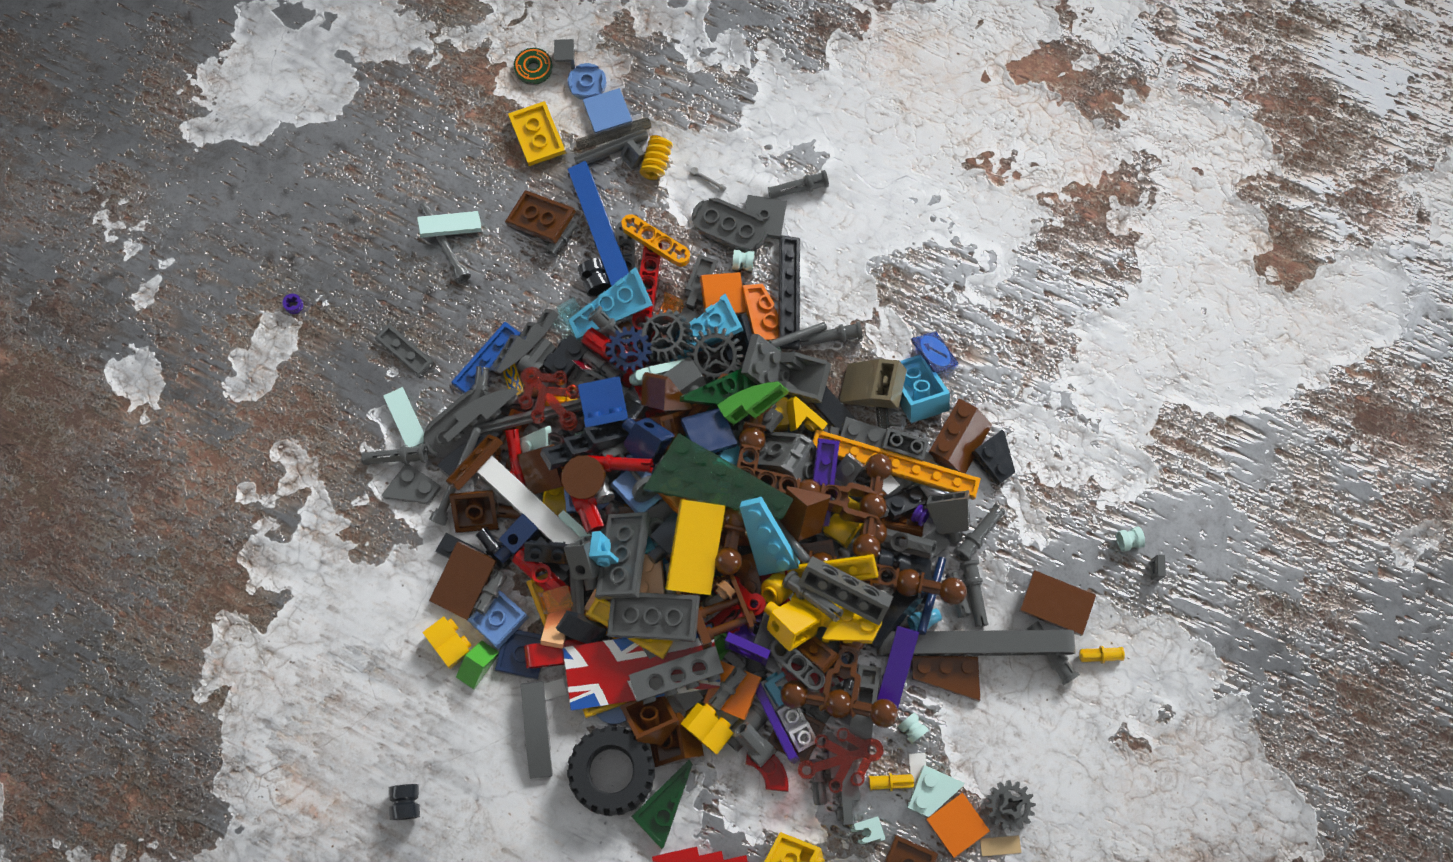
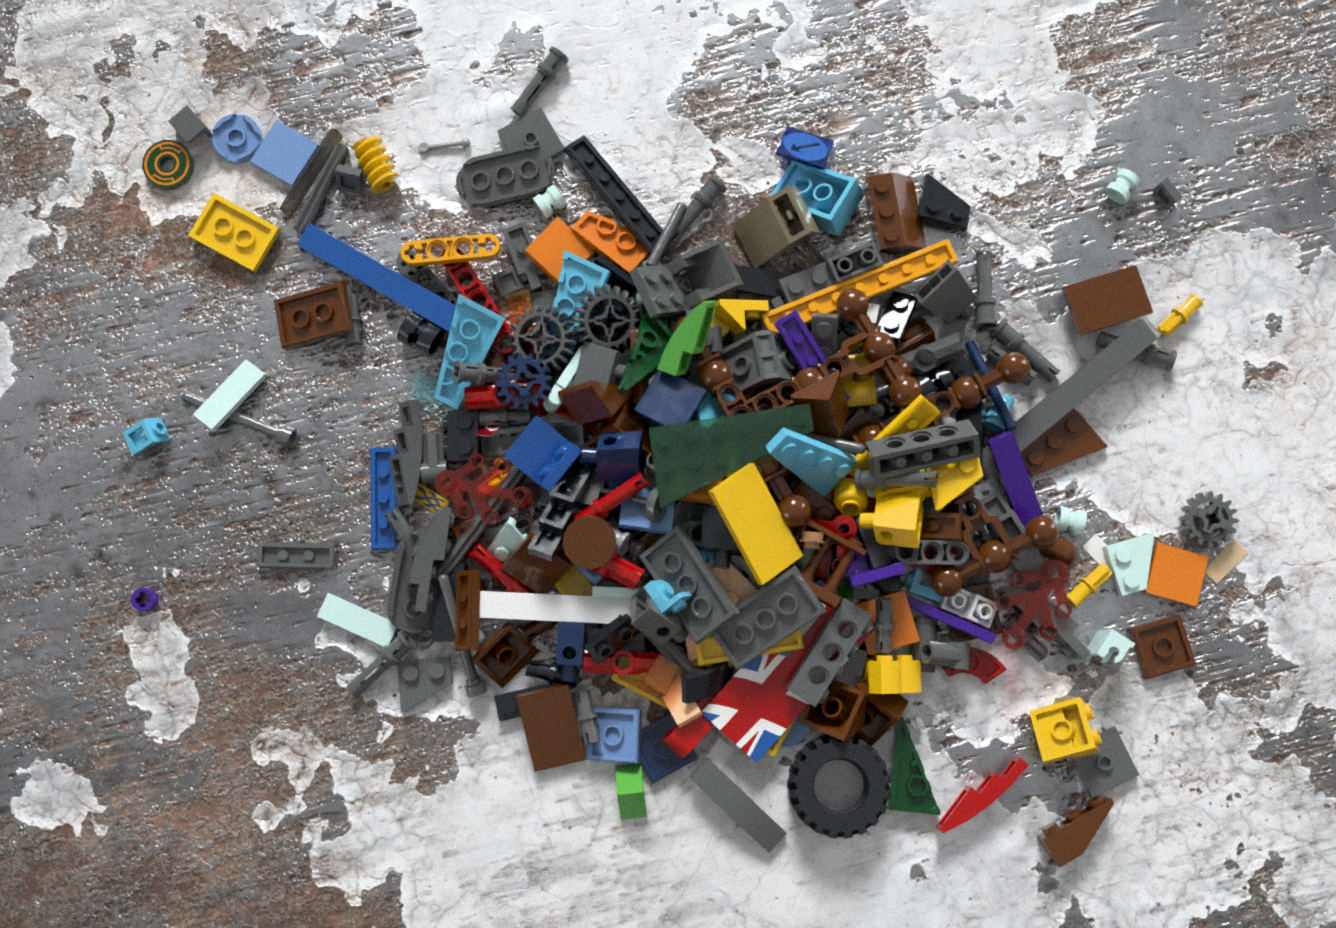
camera: 35 degrees left, 10 degrees up
(380, 208) = (145, 435): none -> medium azure bracket
(447, 642) = (586, 795): yellow brick -> none
(676, 288) = (507, 281): none -> dark grey tile
(890, 740) = (1062, 551): none -> reddish brown brick
(920, 515) = (920, 318): dark purple bush -> none

